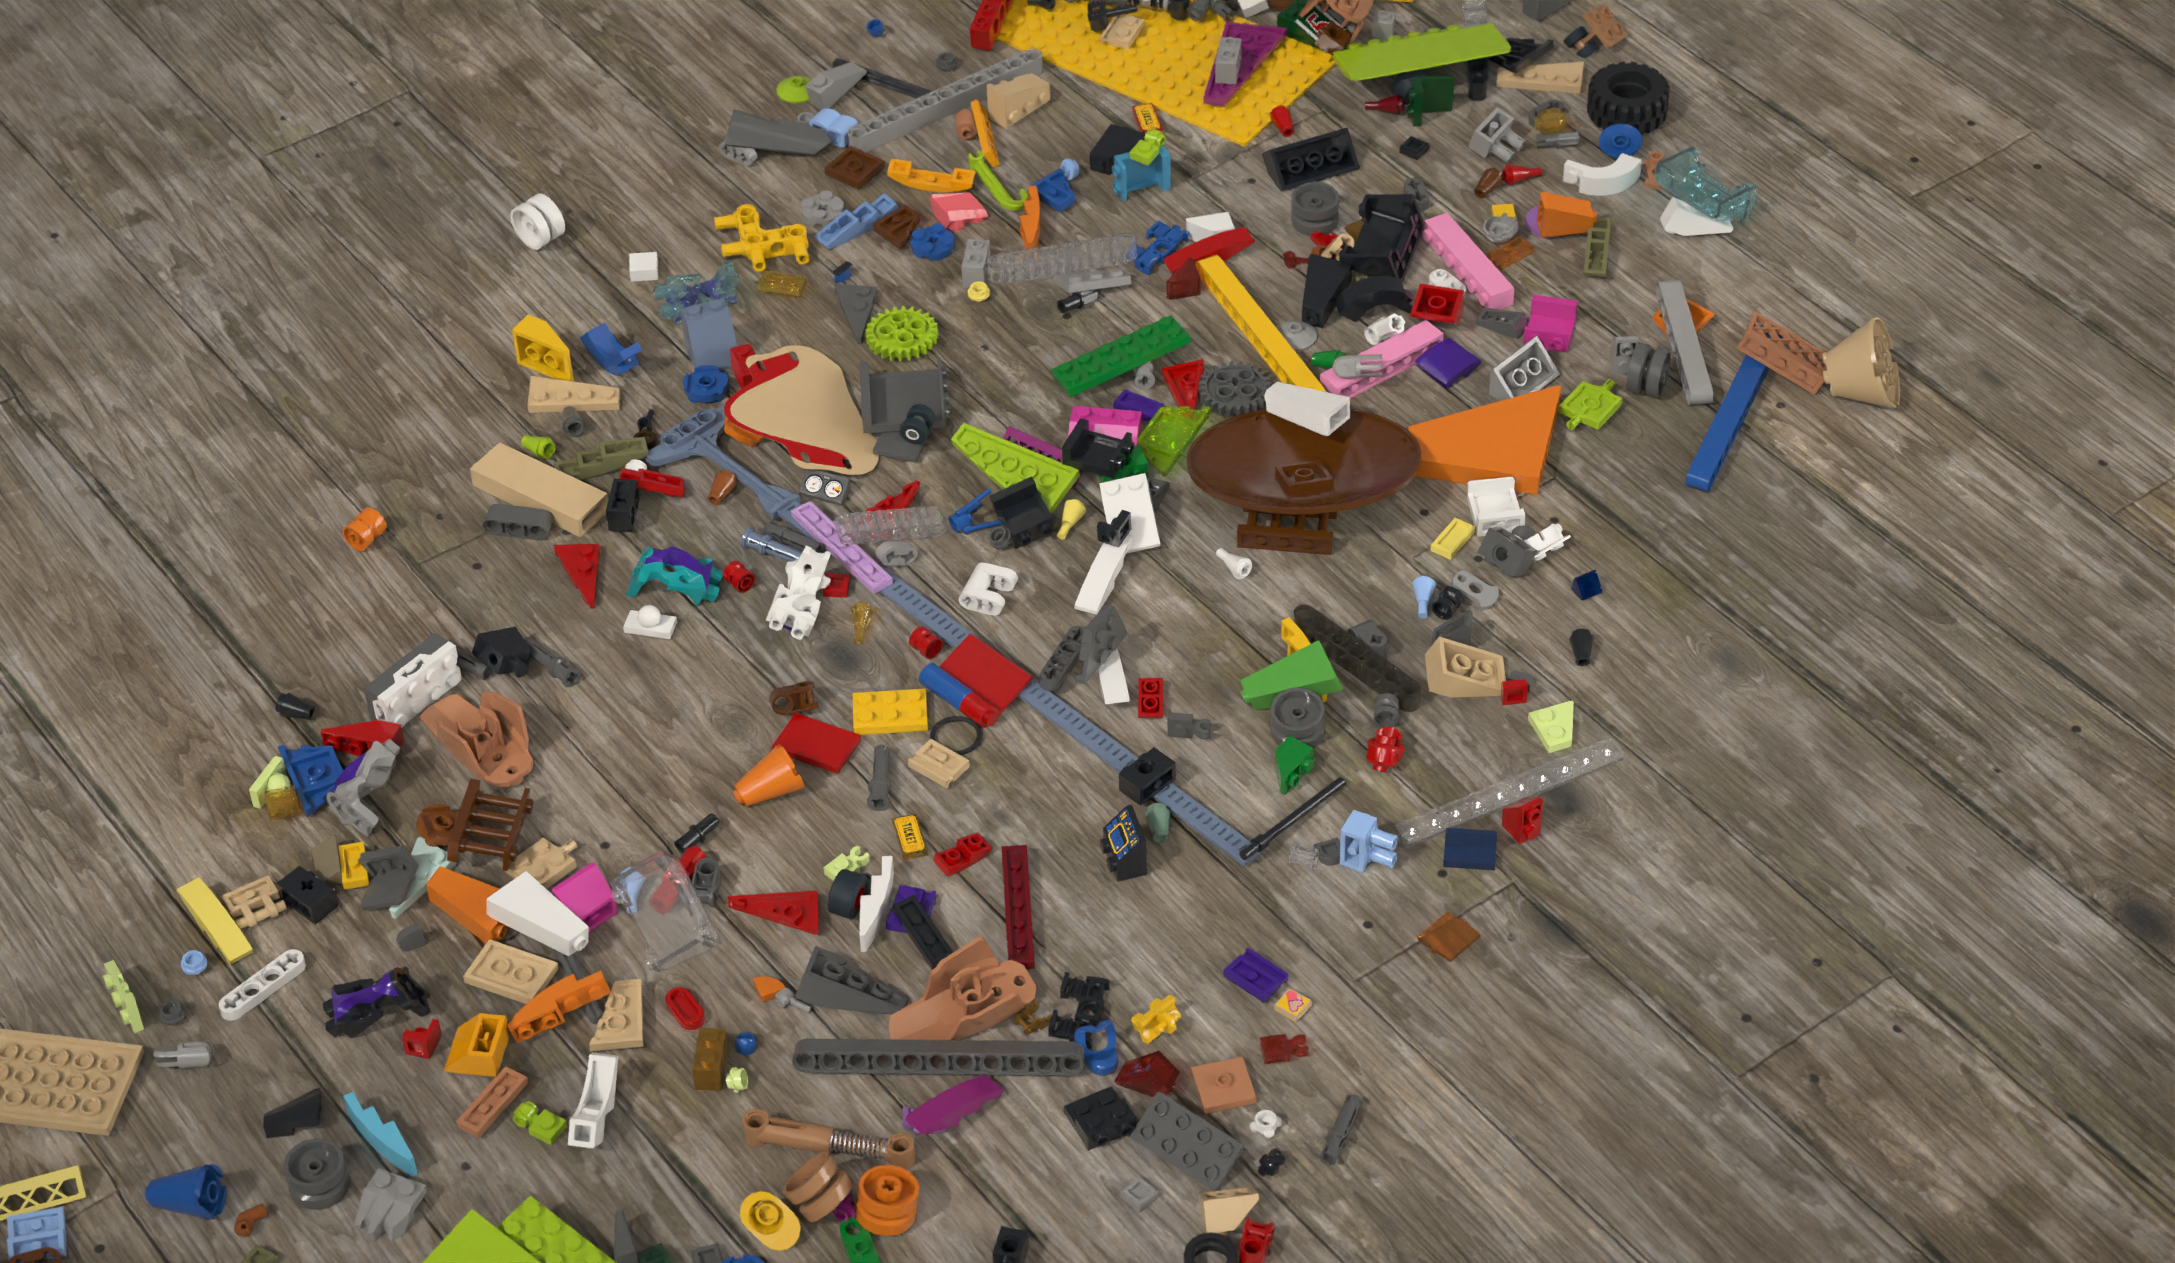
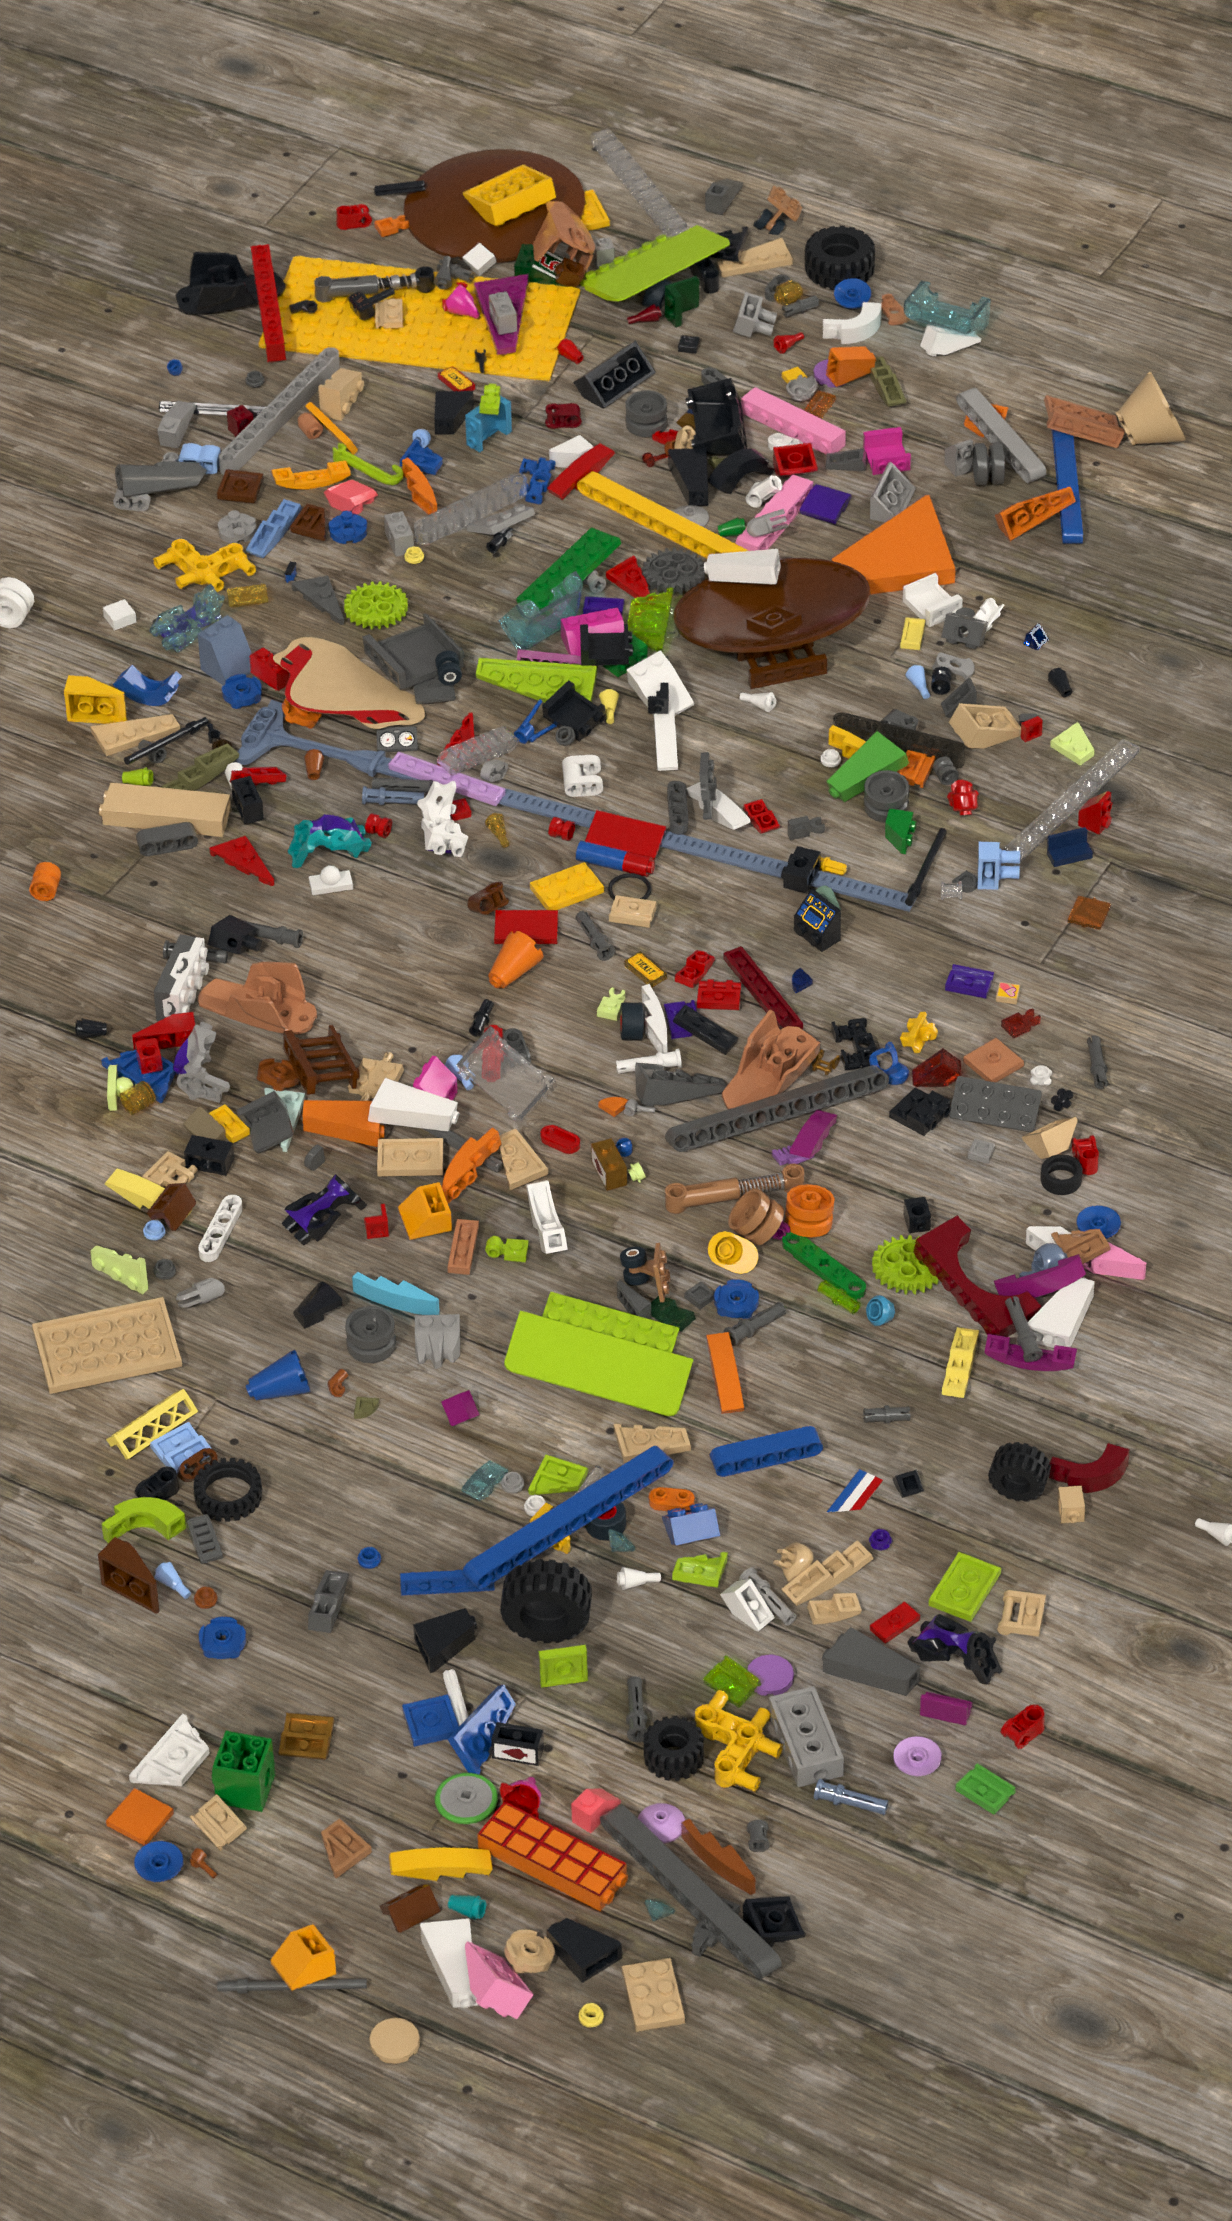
camera: 25 degrees left, 0 degrees up
(223, 942) = (173, 1205): none -> reddish brown panel
(319, 759) = (148, 1056): none -> red brick
(626, 408) = (190, 728): none -> black bar
(661, 1207) = (639, 1269): none -> plate
(790, 909) = (591, 1046): red wing -> none
(793, 89) = (140, 437): lime dish -> none
(850, 951) = (667, 1060): none -> white pin
(897, 95) = (238, 419): none -> dark red brick
(964, 899) = (719, 995): none -> red plate
(1052, 405) = (529, 625): none -> clear light blue windscreen
(1068, 908) = (800, 980): none -> clear blue tile
(1184, 102) = (480, 358): none -> black hand
(1184, 282) = (579, 499): clear red slope -> none
(1185, 780) = (831, 866): none -> yellow axle
(1197, 37) = (460, 302): none -> dark pink hat
(1230, 187) = (564, 415): none -> dark red piece
(1269, 654) = (830, 758): none -> white plate
(1354, 698) = (918, 768): none -> orange plate
(1488, 182) = (768, 353): reddish brown cone -> none
(1590, 405) = (956, 503): lime plate -> none
(1657, 440) = (1029, 513): none -> orange wedge

